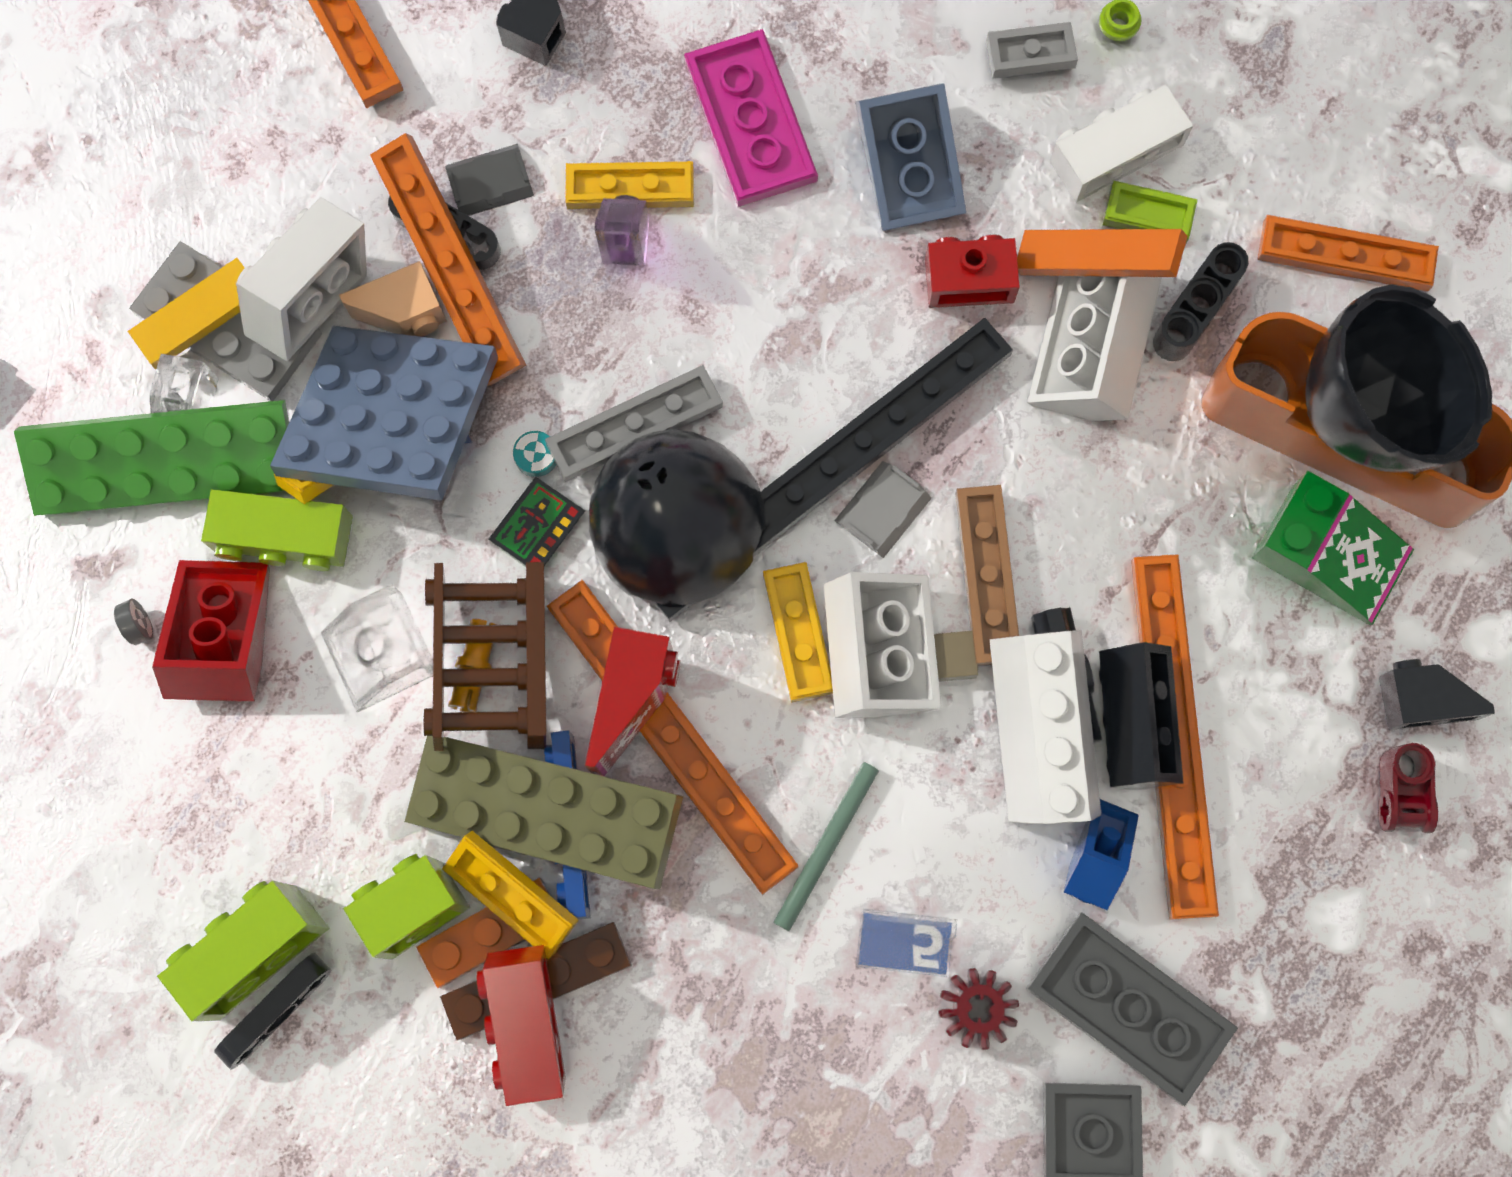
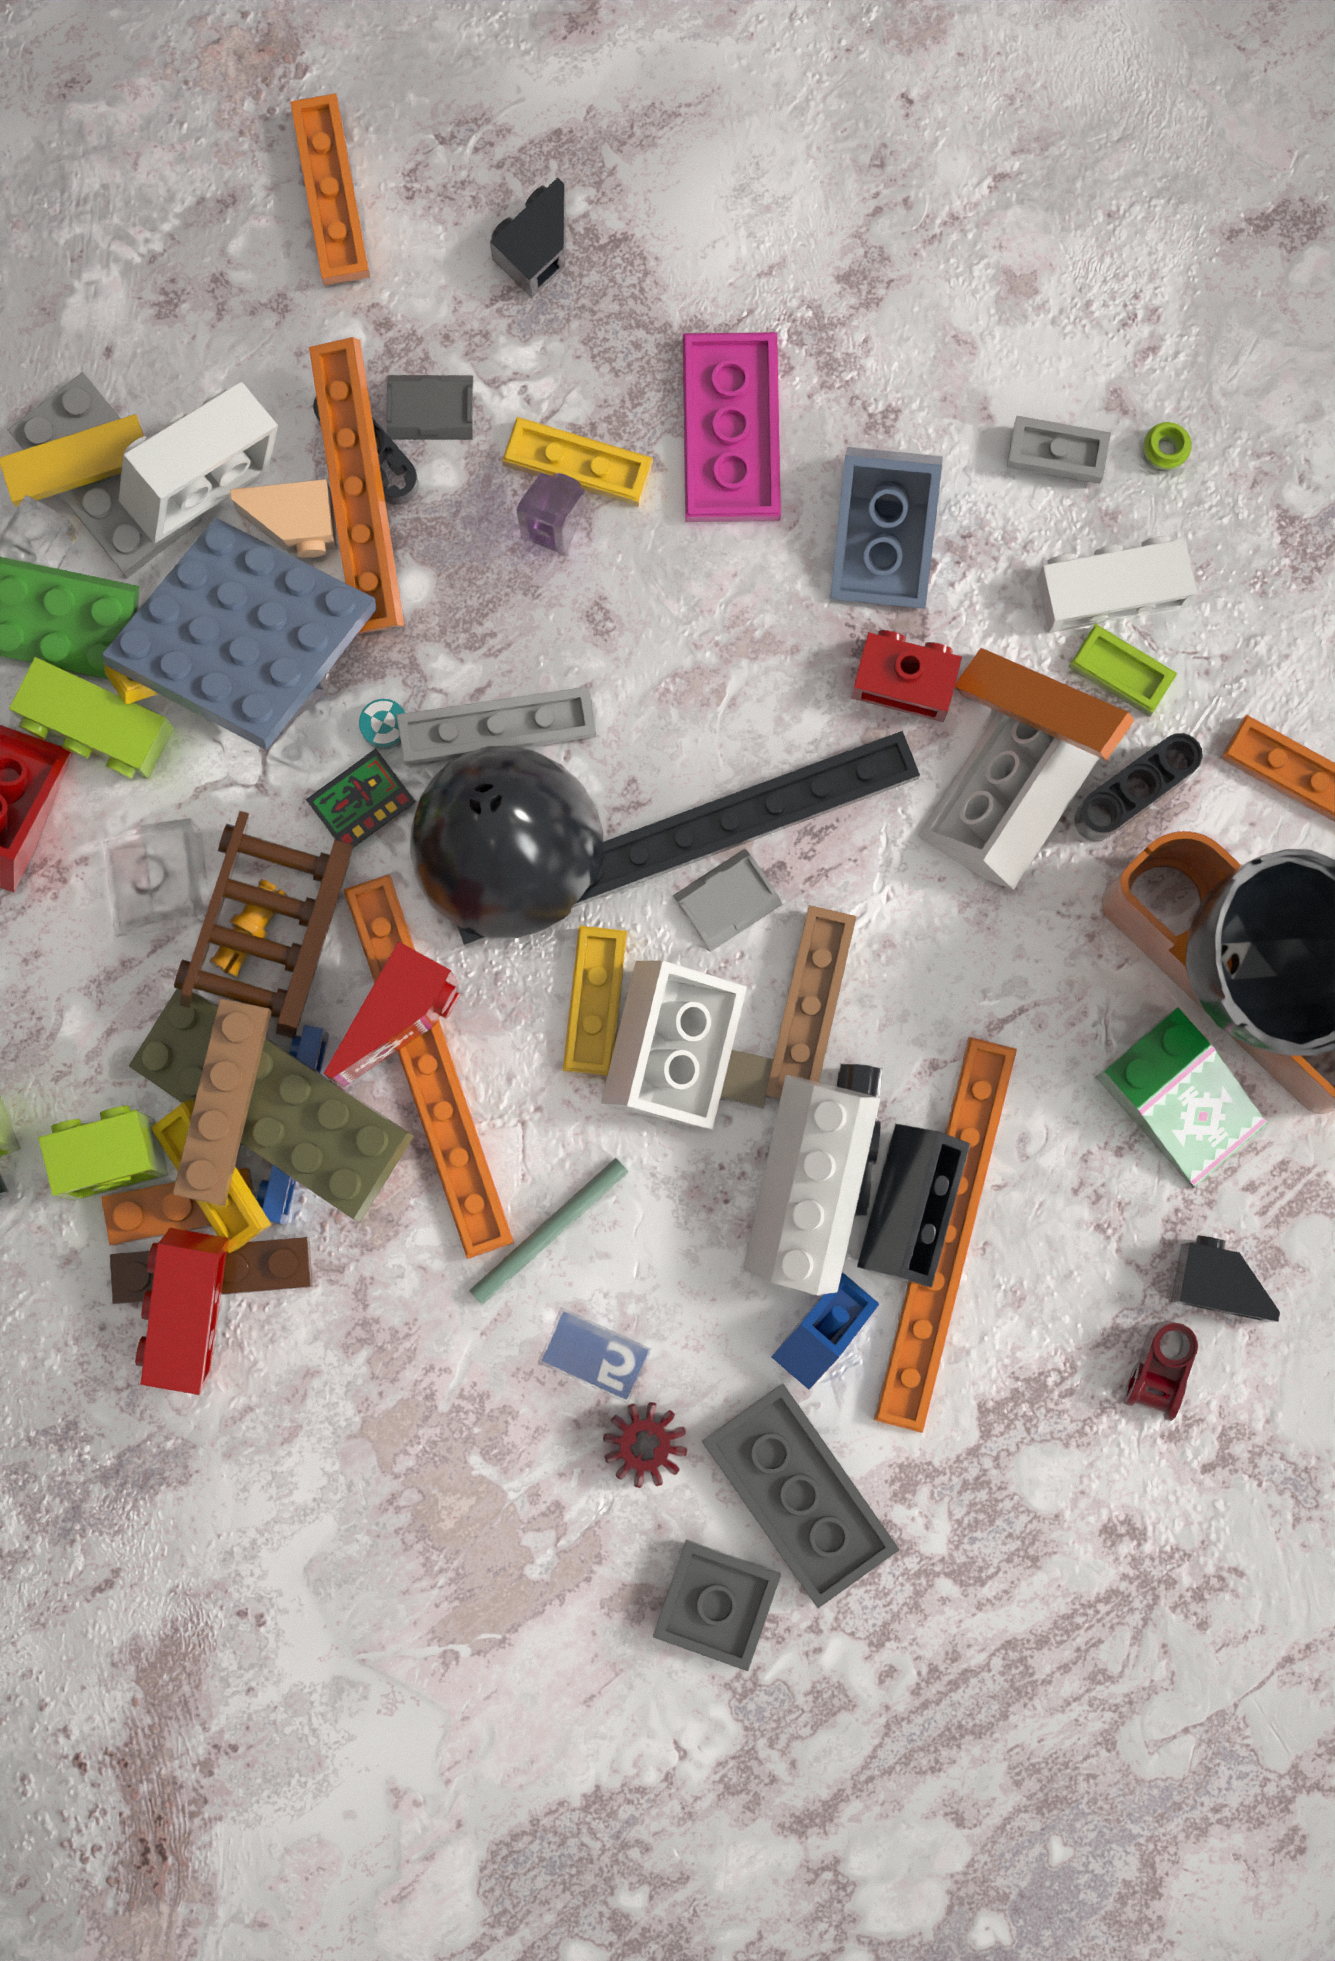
camera: 15 degrees right, 5 degrees up
(500, 823) = (222, 1102): none -> medium nougat plate

